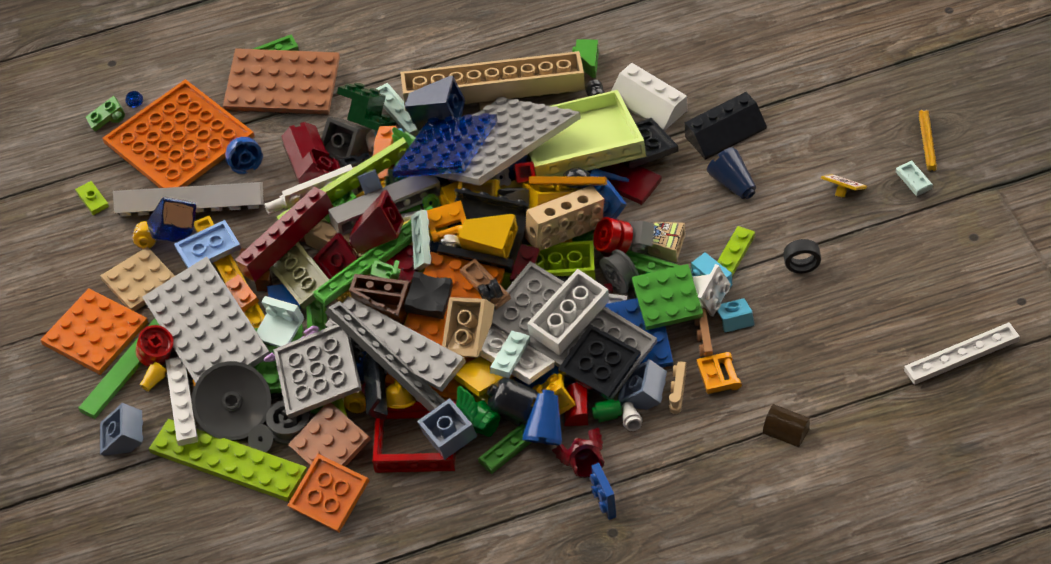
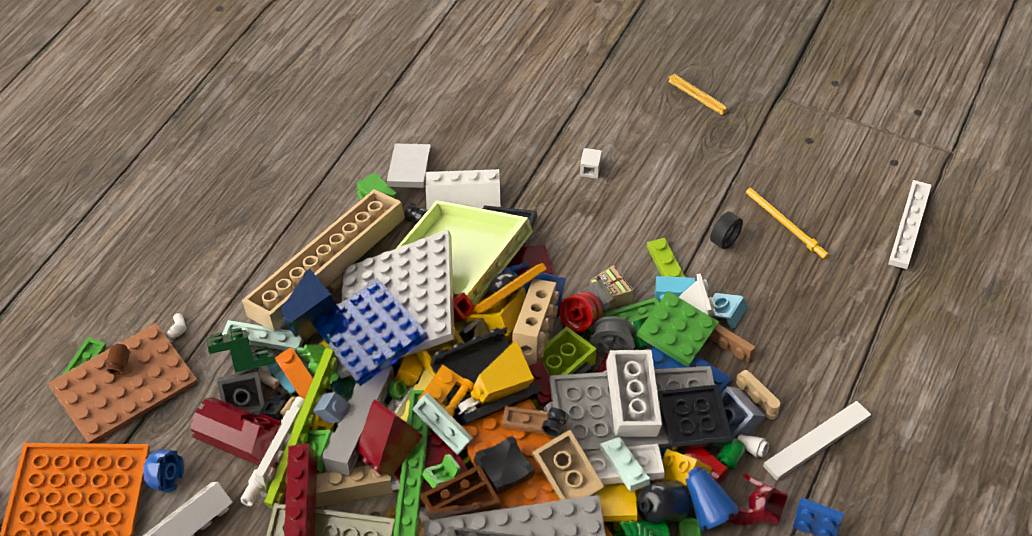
camera: 50 degrees left, 0 degrees up
(286, 60) = (117, 359): none -> reddish brown brick
(335, 256) = (367, 495): dark red plate -> none
(354, 67) = (178, 328): none -> white arm
(631, 49) = (409, 165): none -> tile
(682, 448) = (816, 440): none -> white tile
(713, 376) = (771, 366): light orange plate -> none
(725, 125) = (547, 175): black slope -> none
(732, 173) = (601, 205): dark blue cone -> none
(769, 138) = (590, 163): none -> white brick
(786, 425) = (868, 364): dark brown brick -> none
(843, 184) = (686, 161): yellow piece -> none
(863, 313) = (811, 244): none -> yellow bar
(914, 178) = (723, 125): light aqua plate -> none

